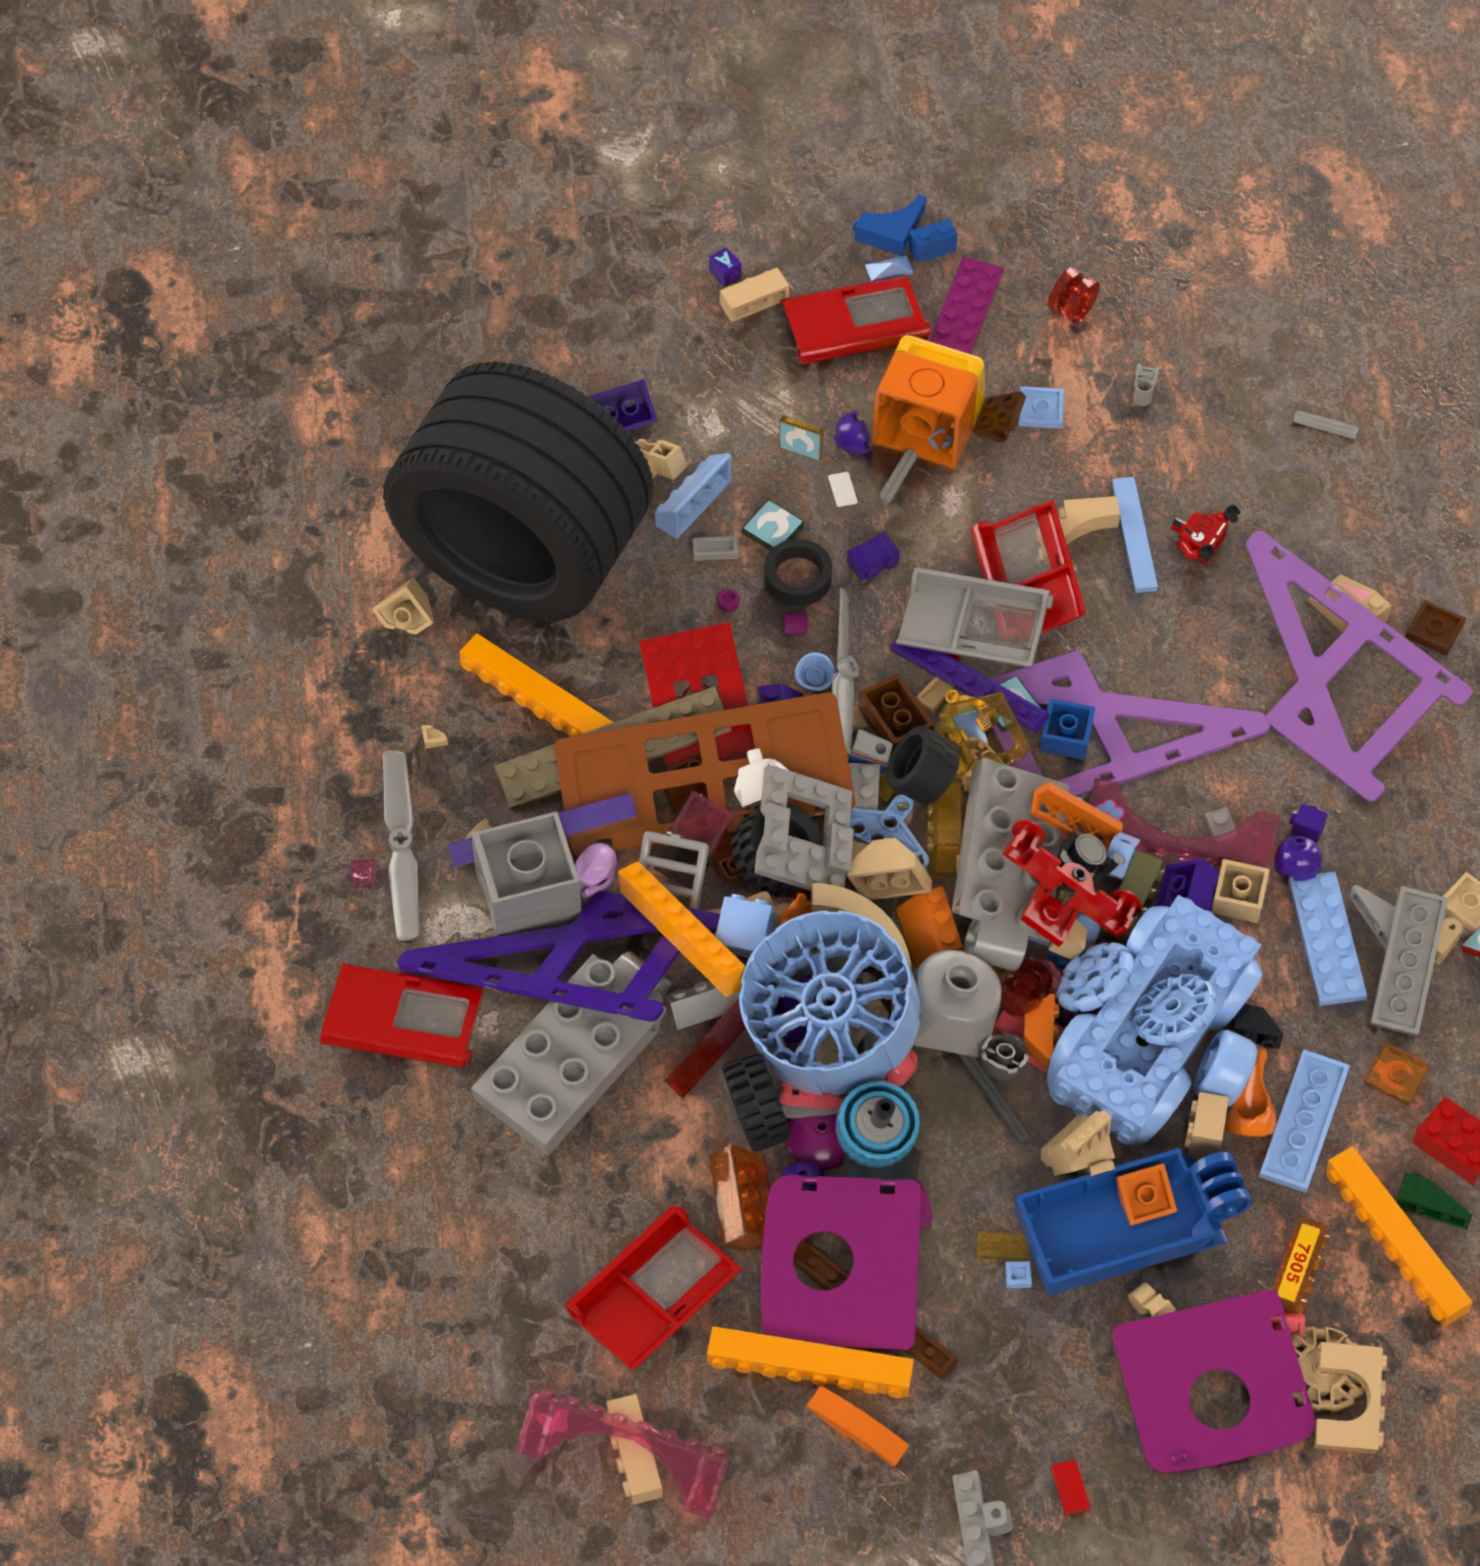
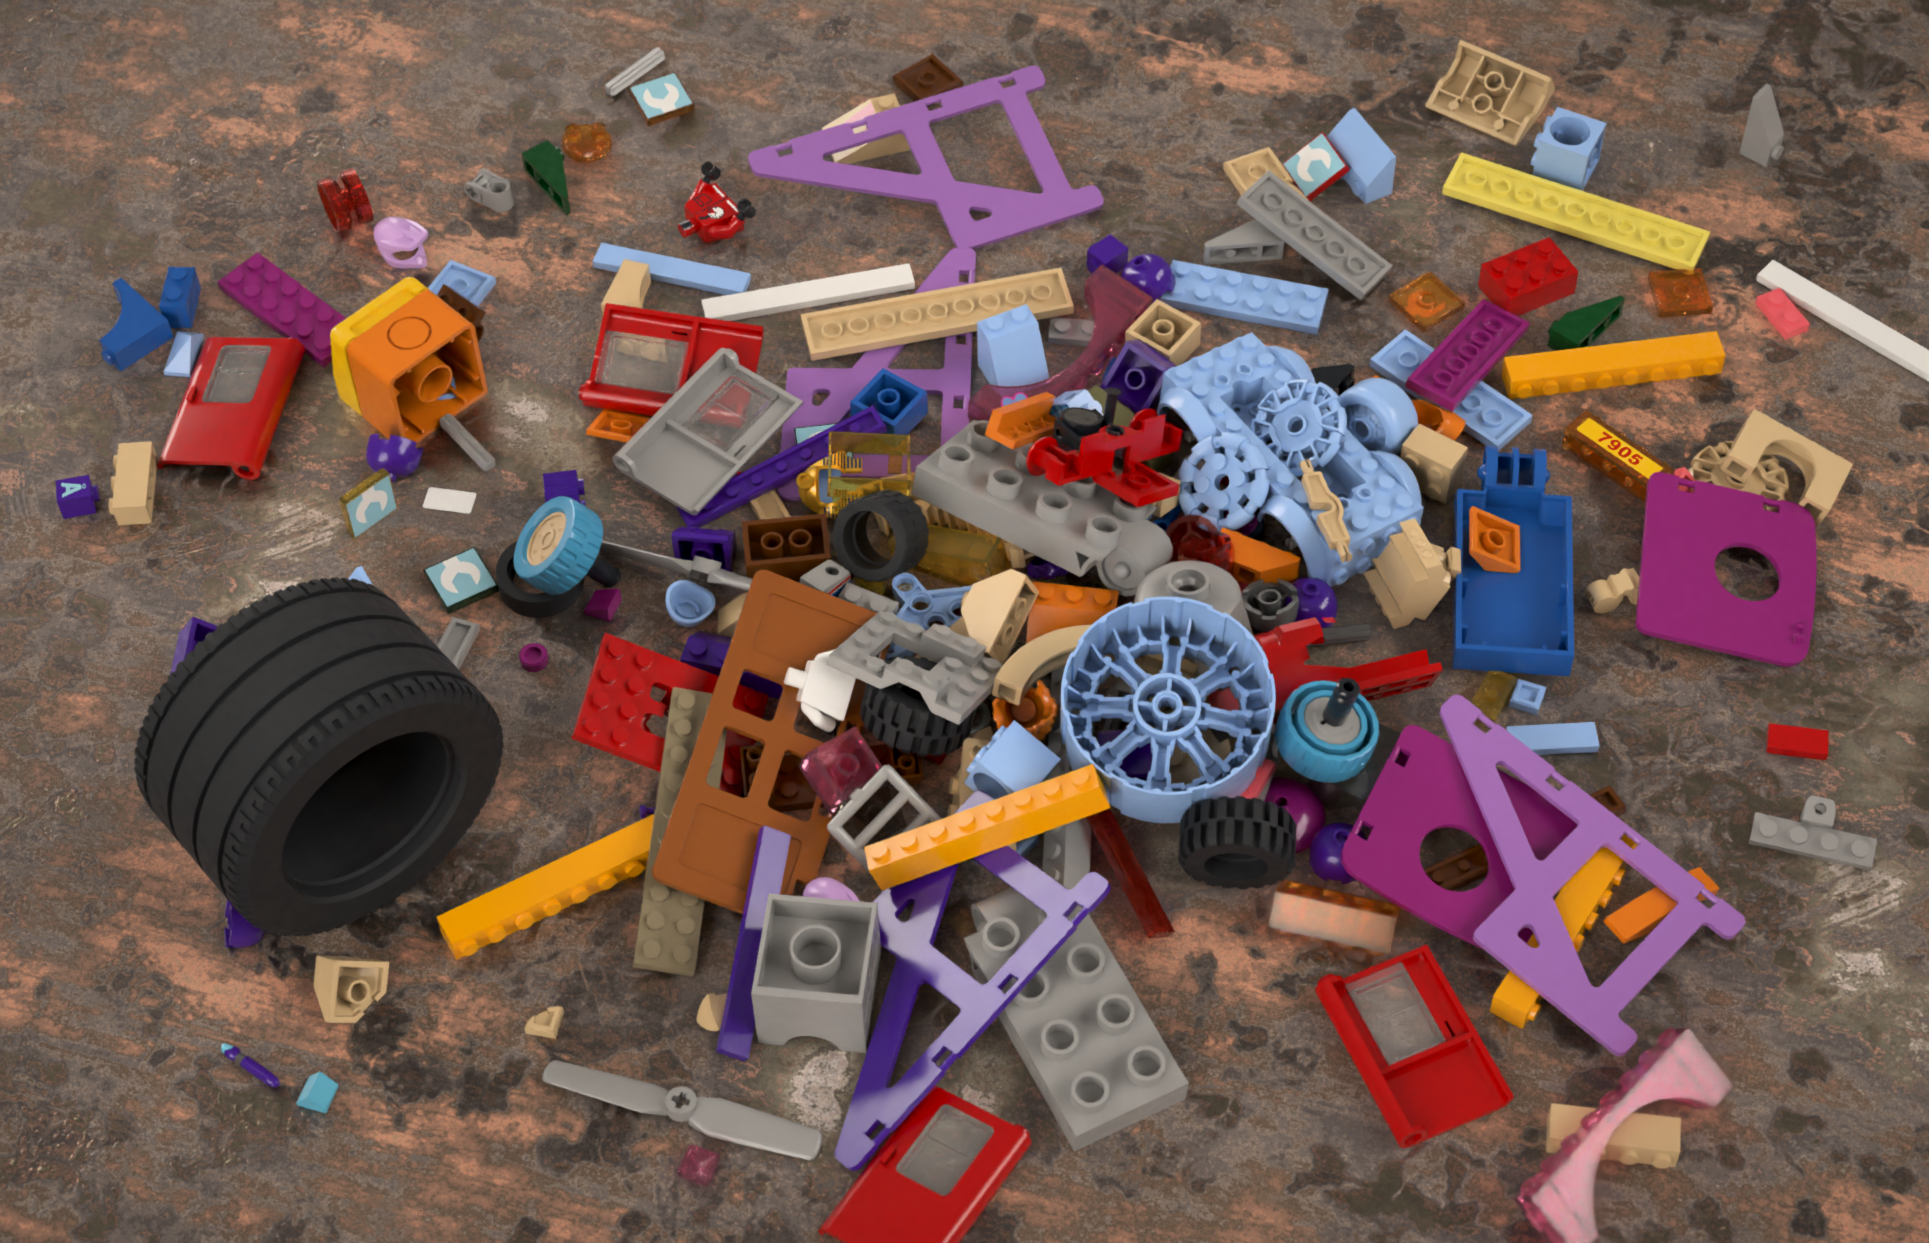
camera: 65 degrees left, 5 degrees down
(321, 630) = (318, 1093): none -> medium azure slope
(326, 582) = (253, 1067): none -> dark purple piece
(755, 1360) = (1555, 965): none -> medium lavender piece
(807, 568) = (562, 547): none -> dark azure wheel
(871, 659) = (706, 543): none -> dark purple slope
(933, 1083) = (1380, 679): none -> red piece
(958, 559) = (616, 425): none -> orange slope
(984, 1304) = (1558, 738): none -> light blue tile
(1028, 1090) = (1315, 600): none -> dark purple cylinder
(1058, 345) = (398, 235): none -> lavender helmet
(1080, 1060) = (1331, 521): none -> tan piece
(1161, 634) = (809, 293): none -> white tile
(1162, 790) = (1011, 348): none -> light blue slope
(1183, 727) = (932, 313): none -> tan plate
(1184, 414) = (546, 169): none -> dark green slope
(1231, 423) = (586, 142): none -> clear orange dish
(1307, 454) = (661, 99): none -> tile
(1342, 1118) = (1467, 355): none -> magenta plate

